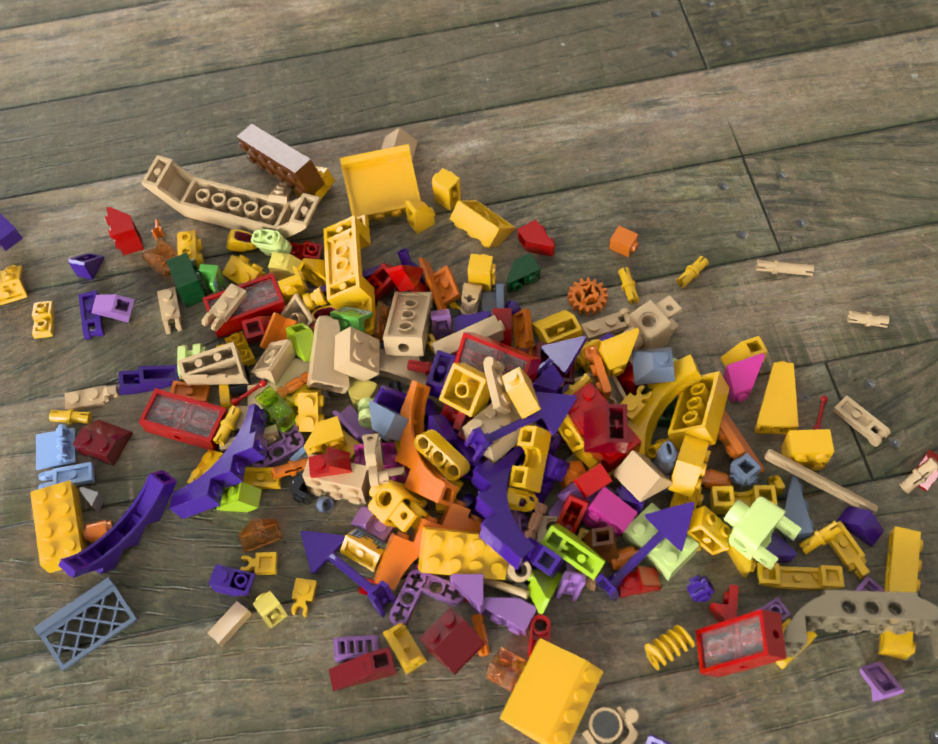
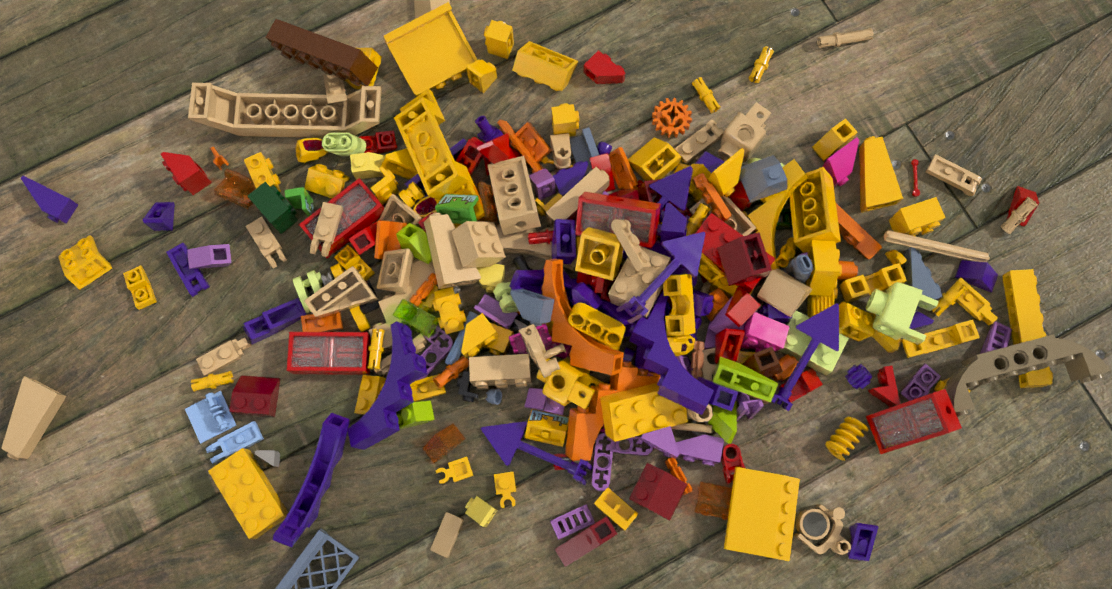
camera: 20 degrees left, 15 degrees up
(96, 530) = (289, 486): orange brick -> none
(231, 581) = (437, 497): dark purple slope -> none
(236, 401) = (393, 296): red hinge -> none
(330, 464) = (493, 363): red slope -> none
(521, 392) = (657, 247): yellow slope -> none
(523, 272) = (602, 108): dark green slope -> none
(624, 241) = (689, 50): orange brick -> none
(635, 403) = (752, 221): yellow plate -> none
(744, 471) = (868, 256): sand blue brick -> none
(868, 319) = (934, 71): tan pin -> none
(881, 681) = (1033, 415): medium lavender slope -> none

